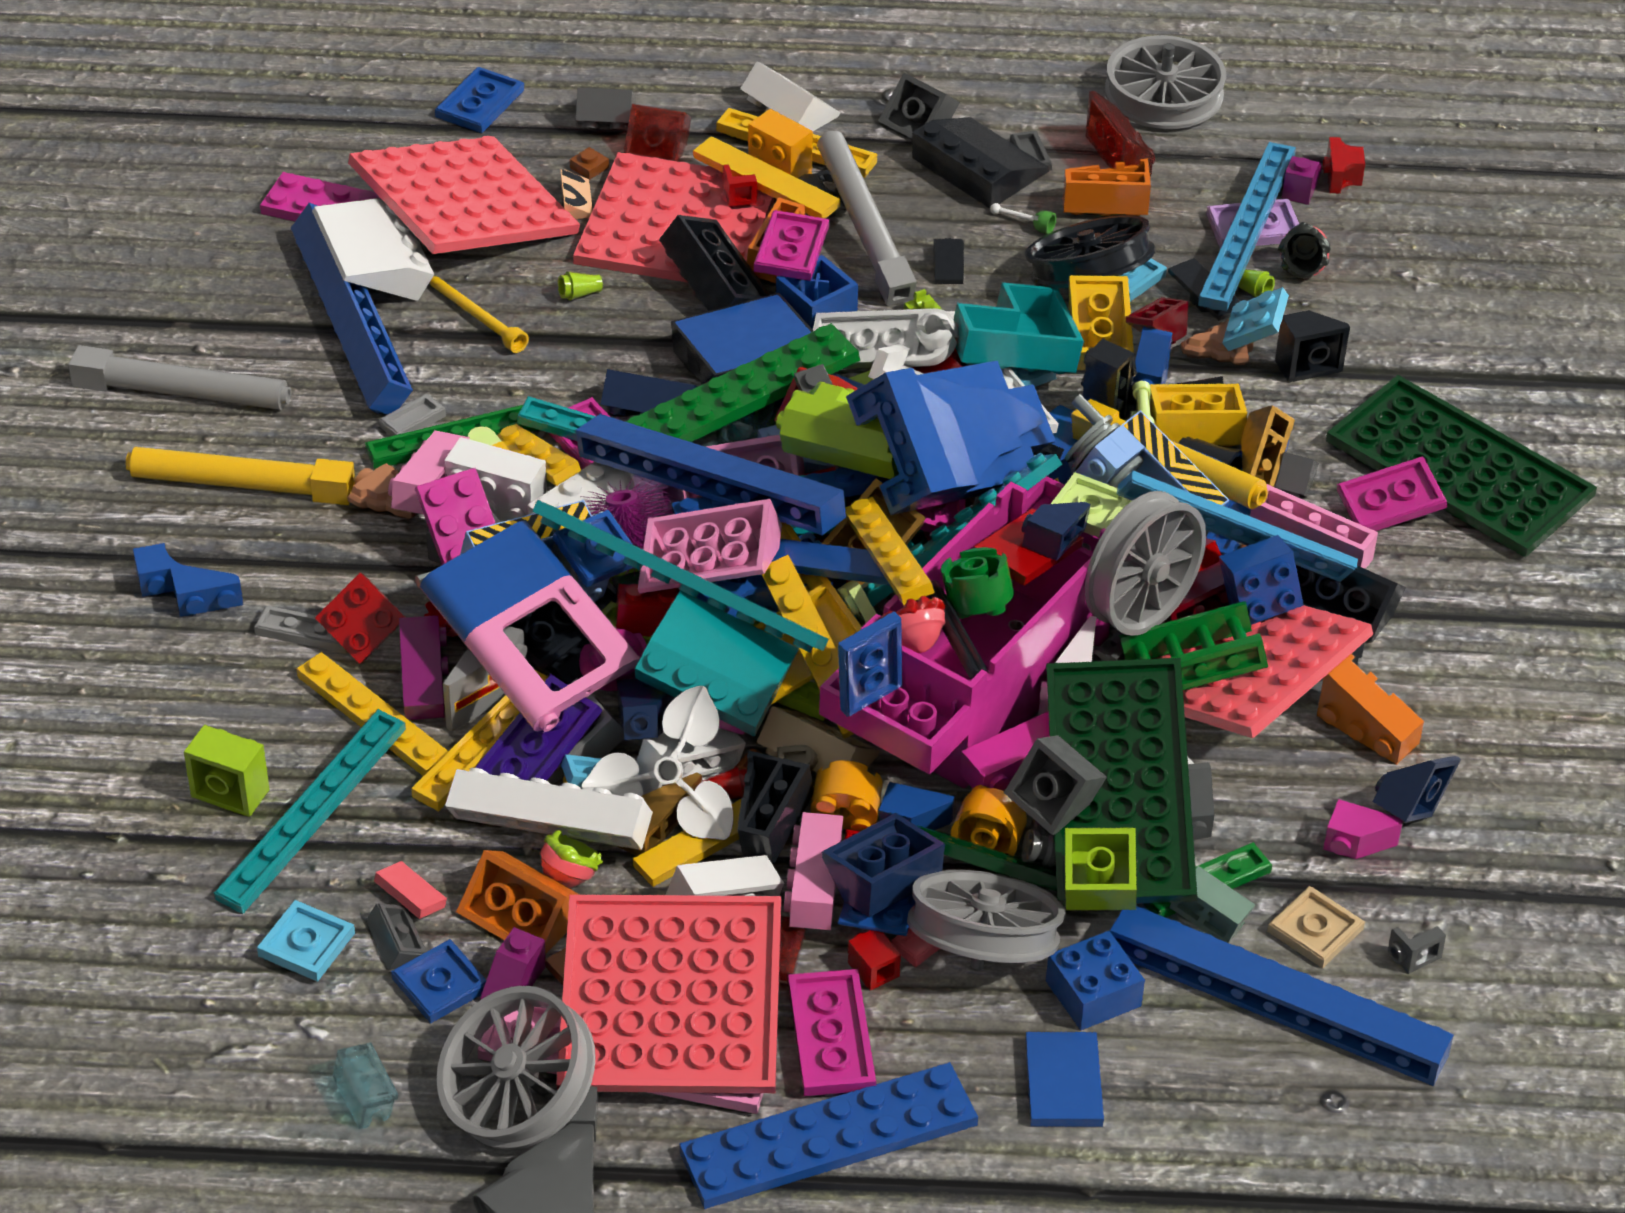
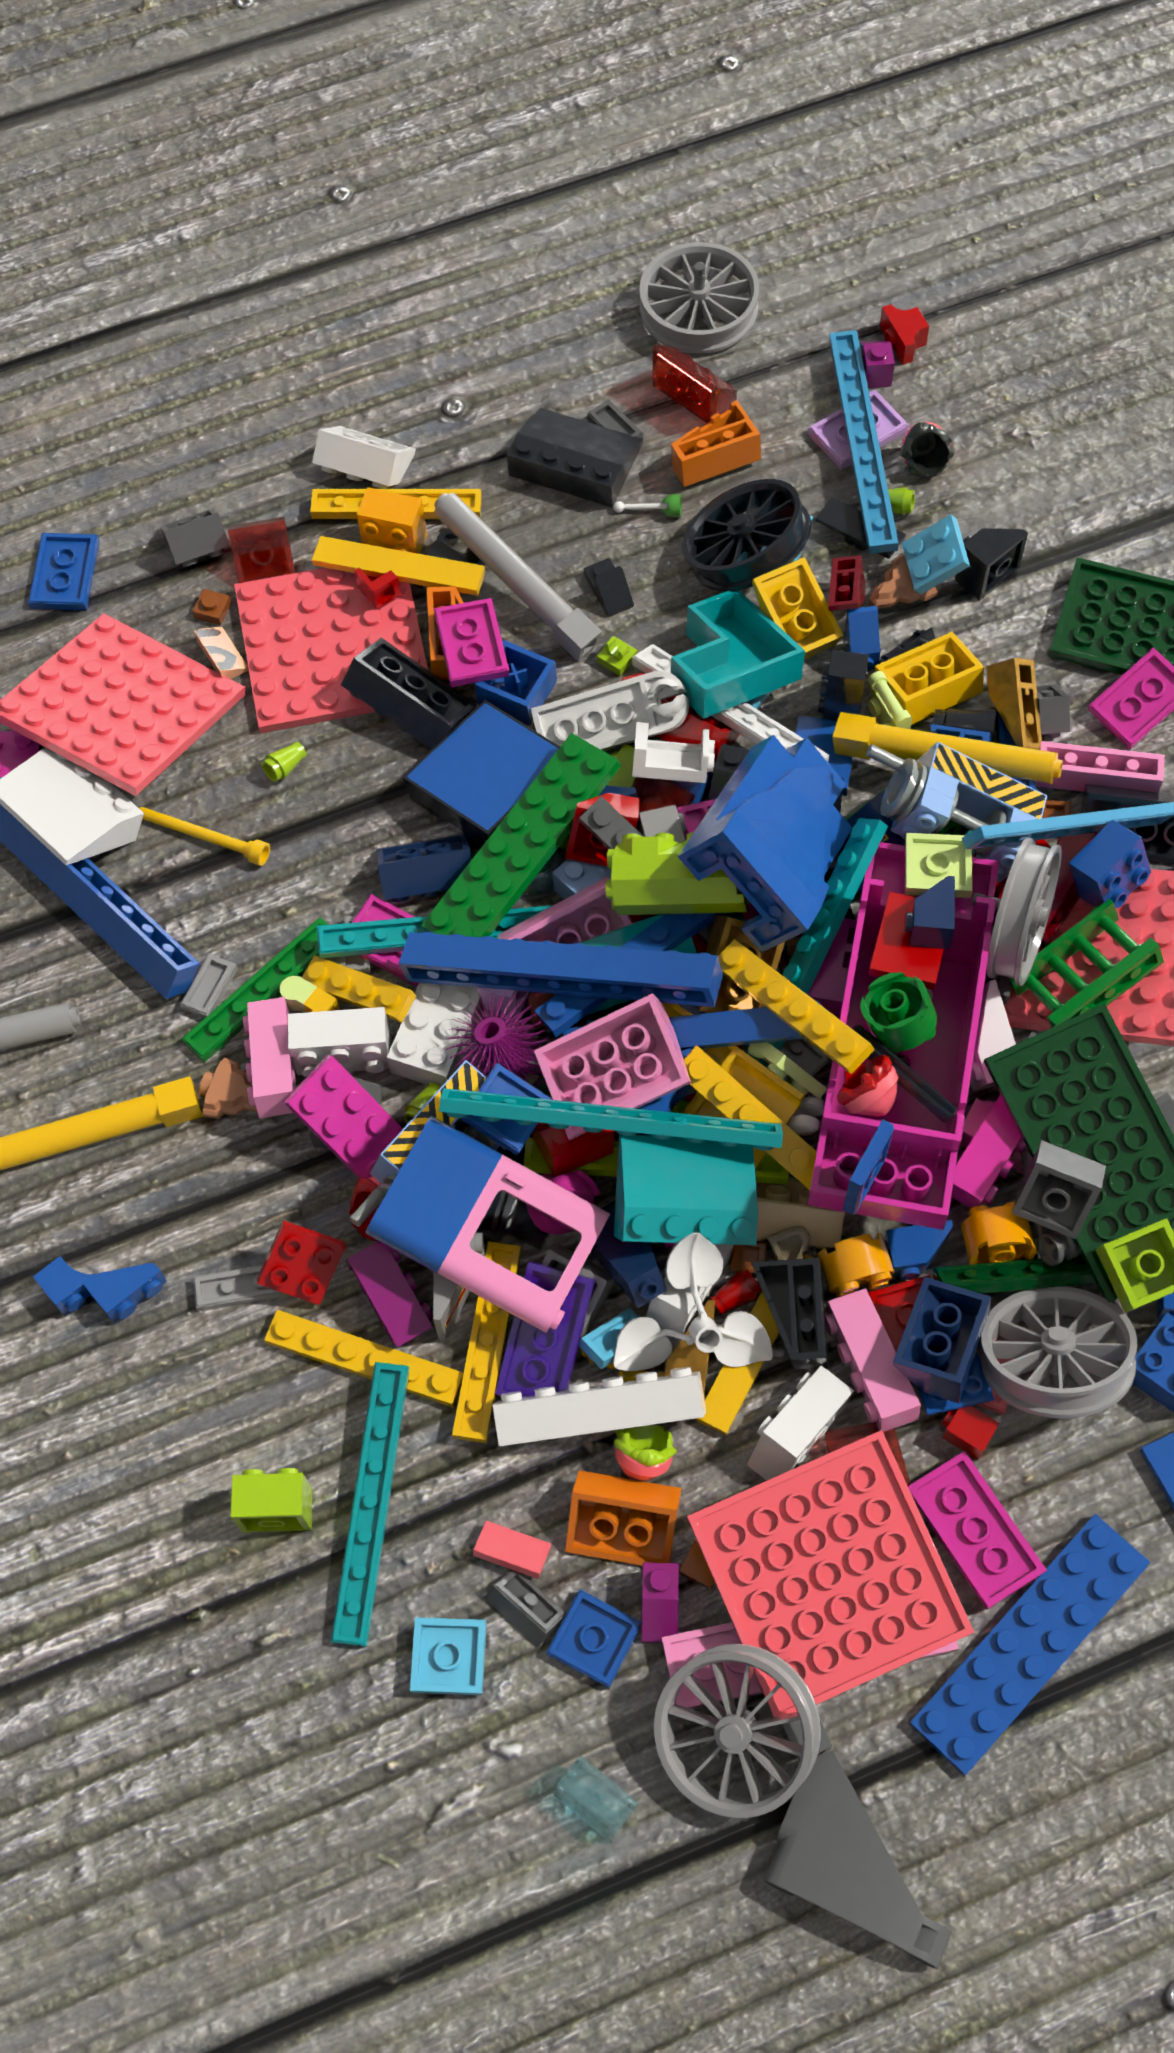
camera: 20 degrees left, 20 degrees up
(915, 105) = (489, 420): dark grey slope -> none

